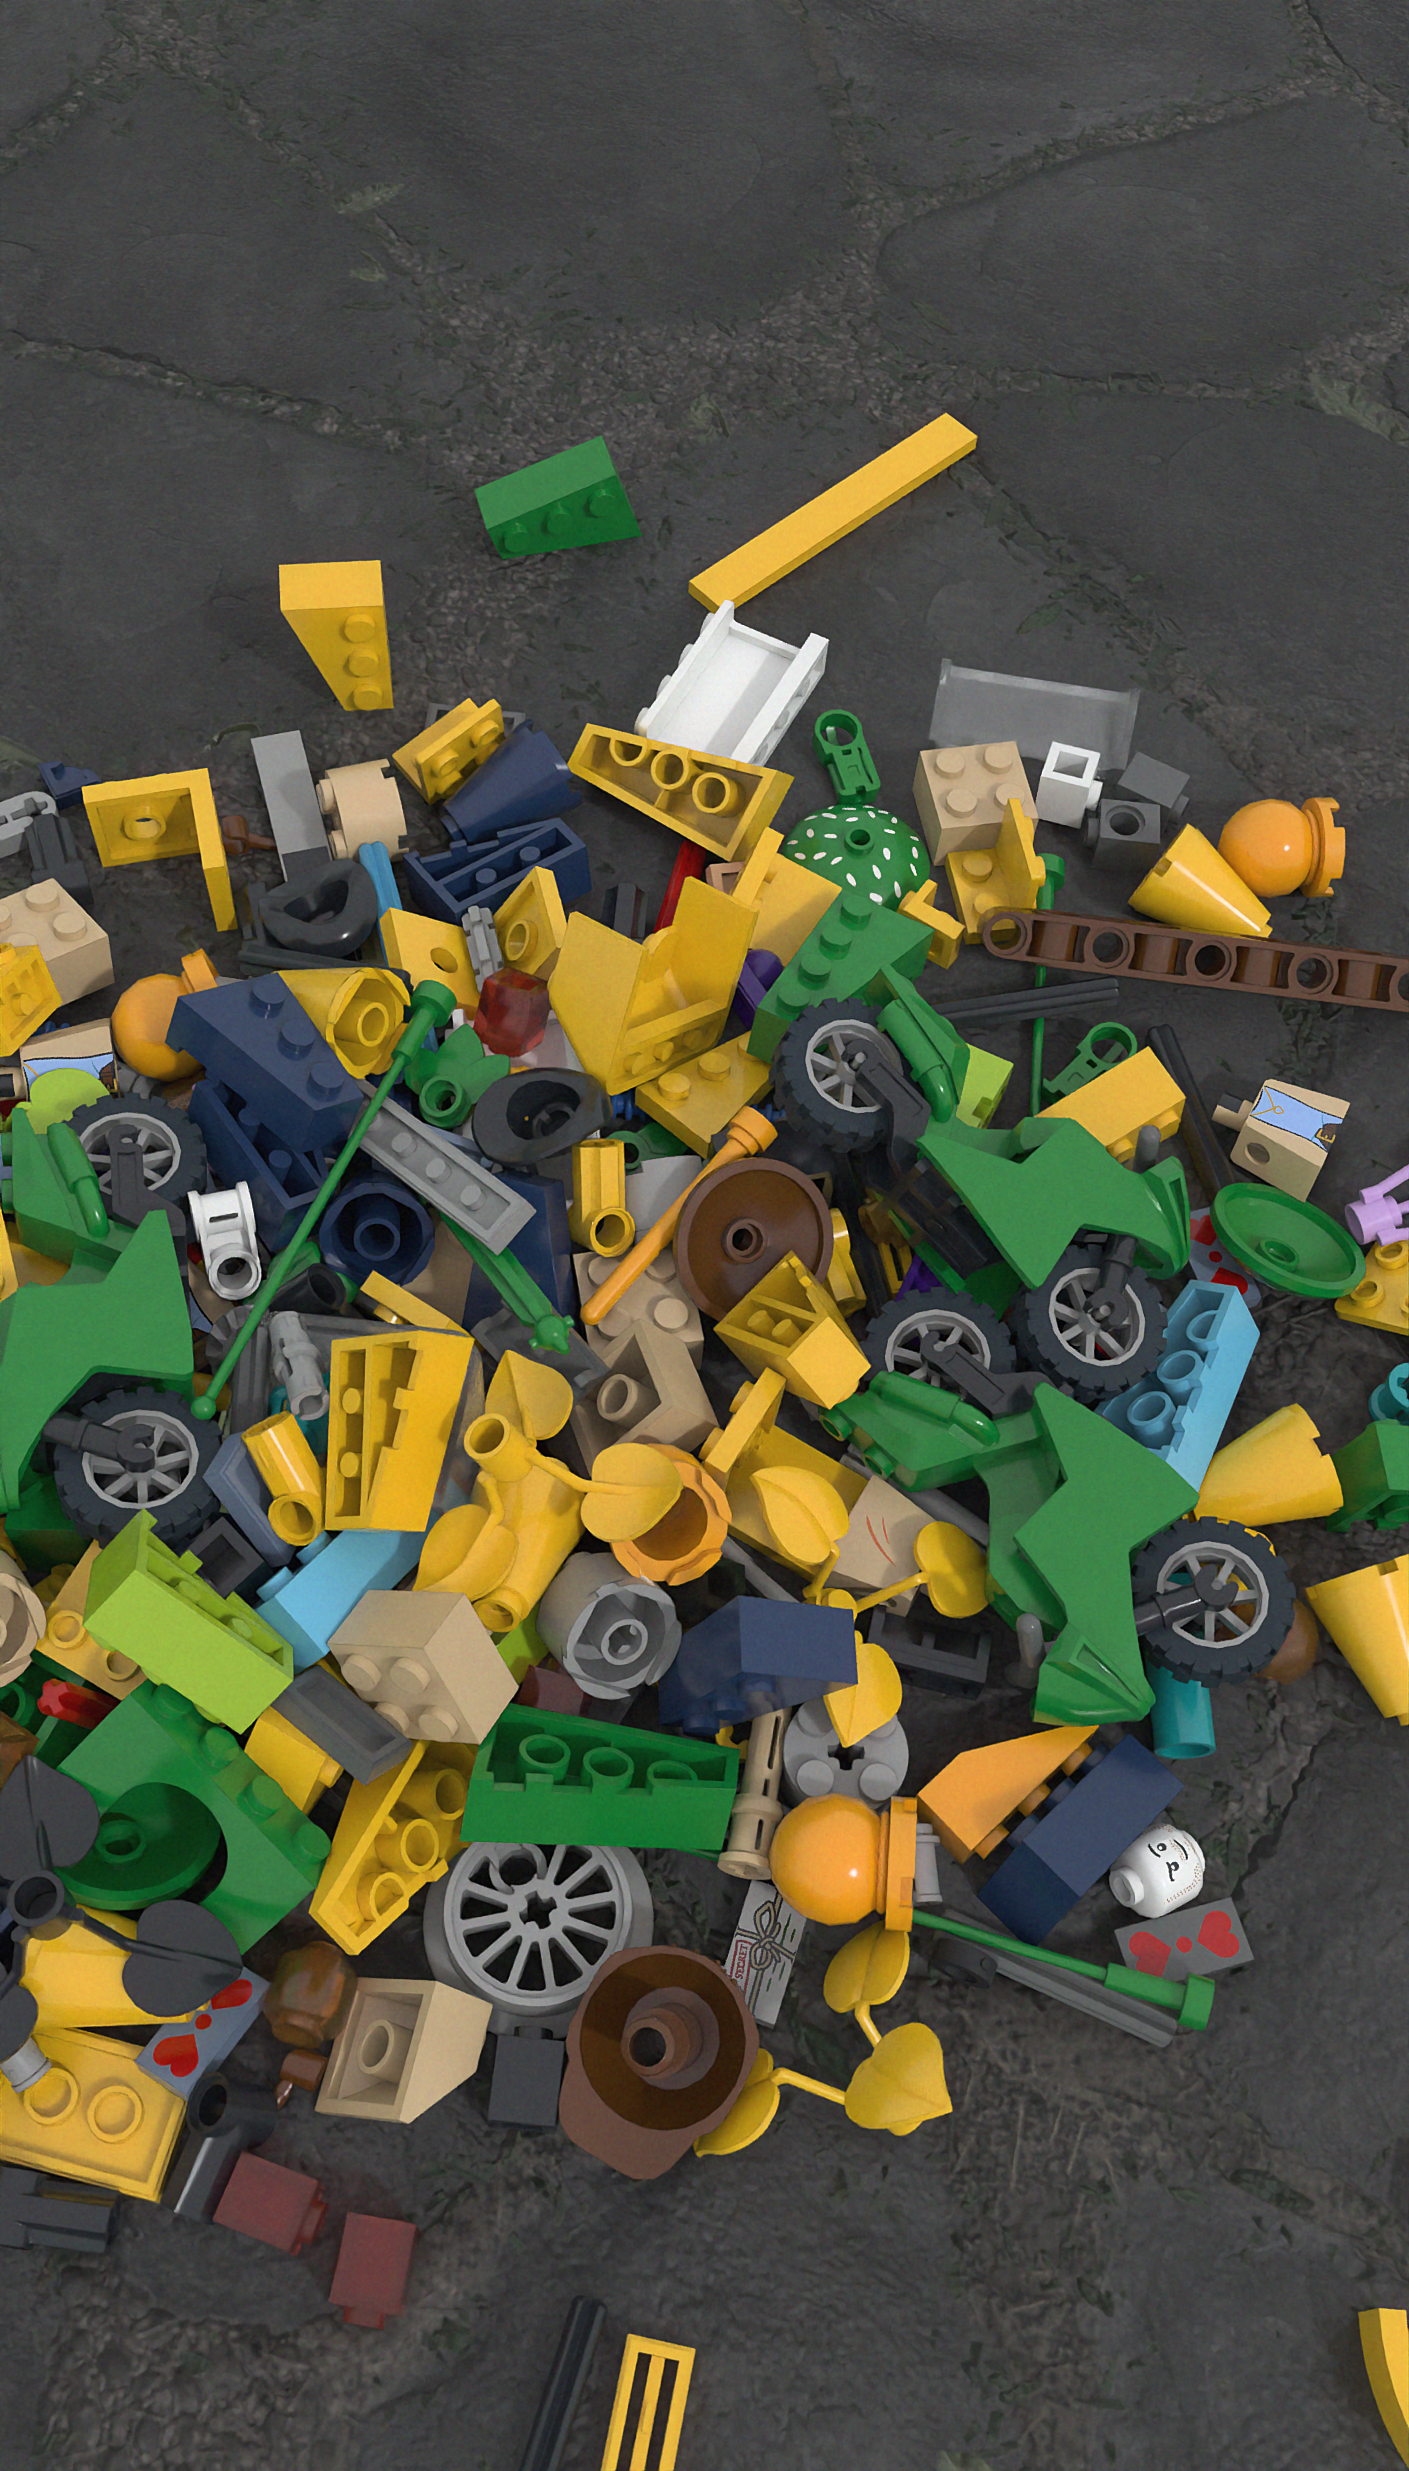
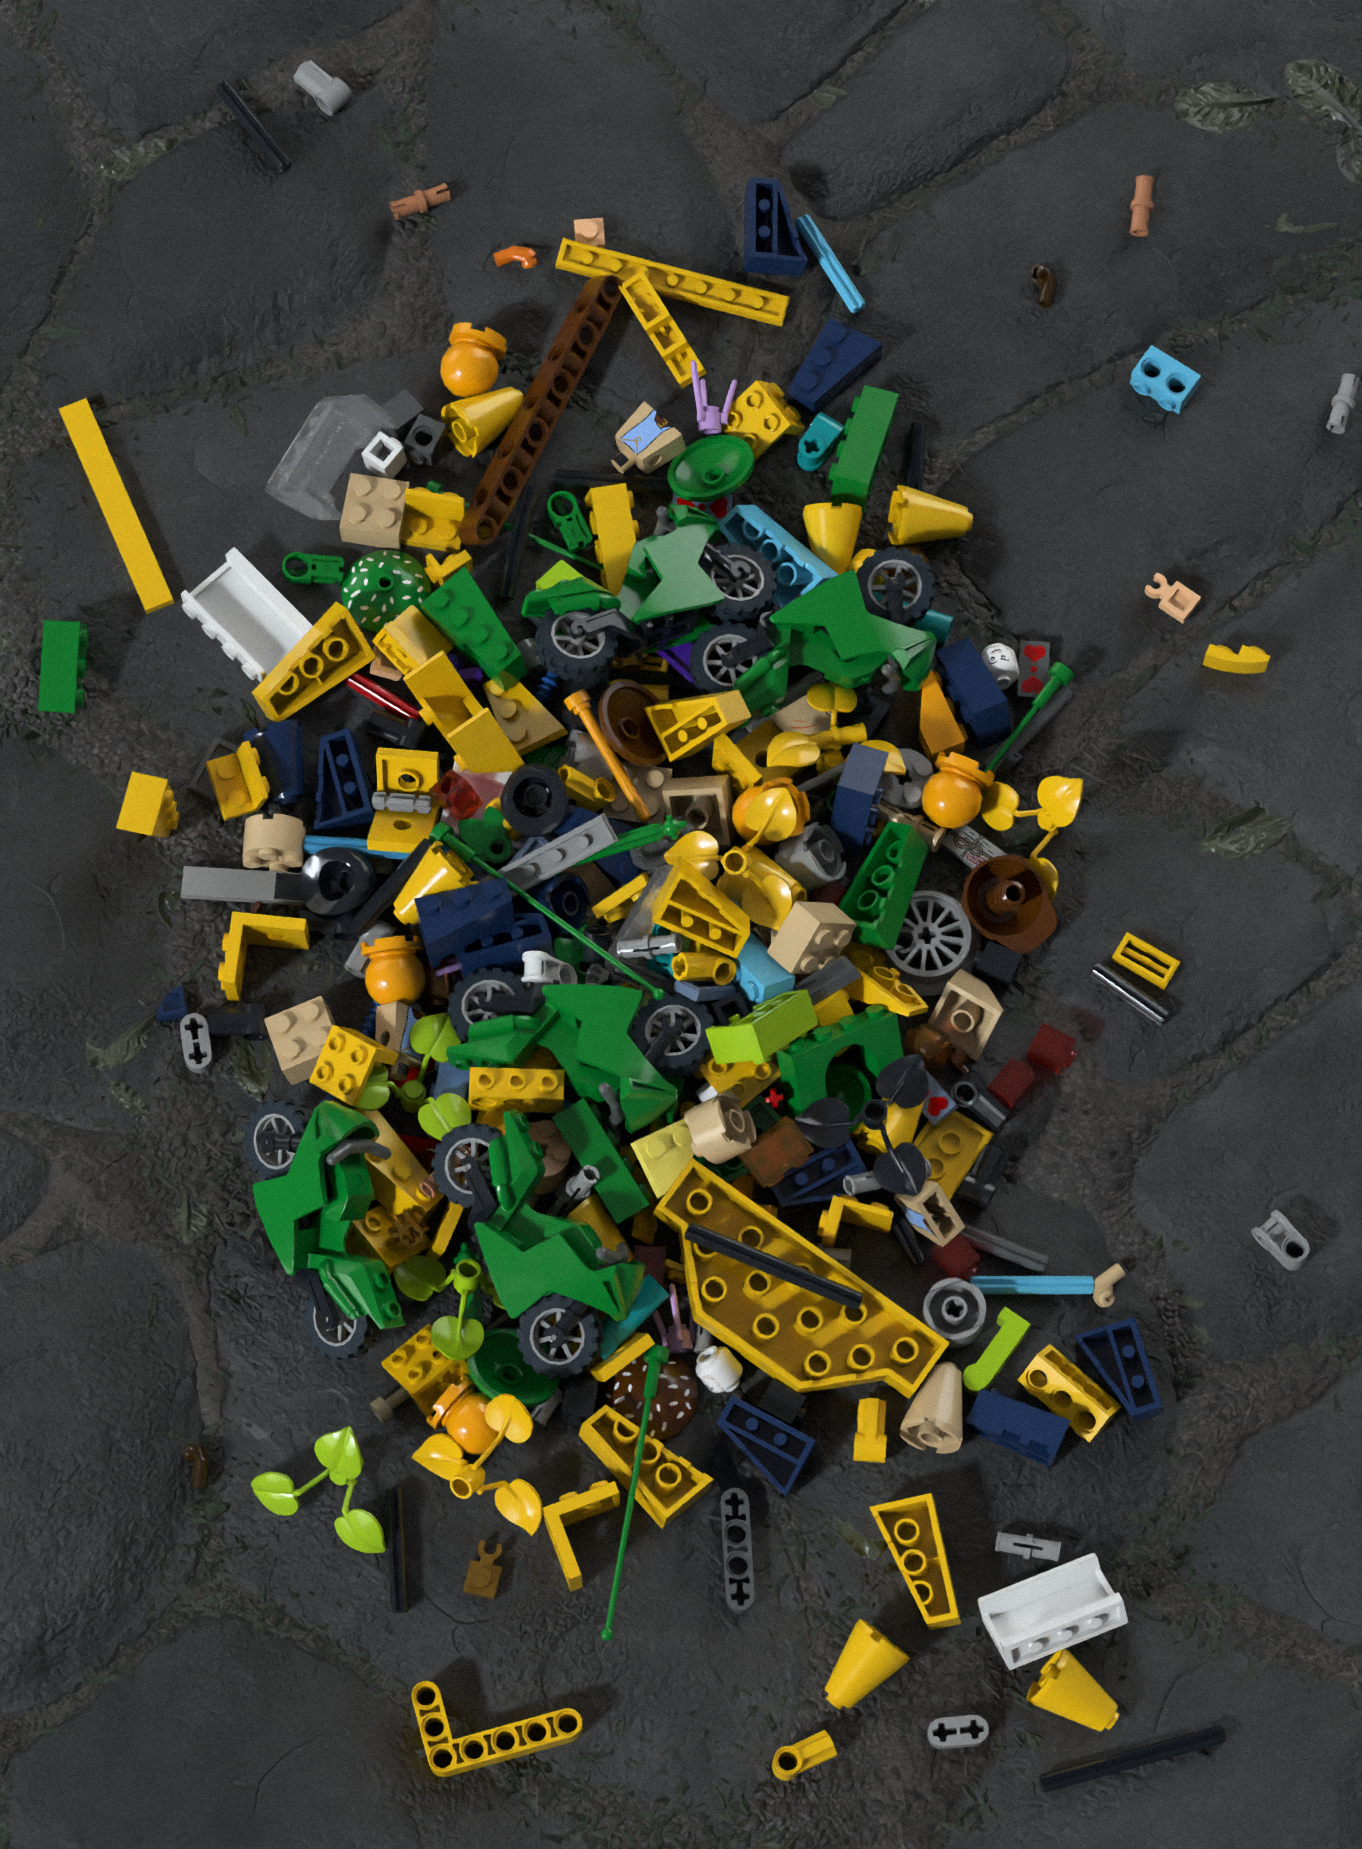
camera: 65 degrees left, 10 degrees up
(874, 1599) = (839, 737): none -> yellow pin

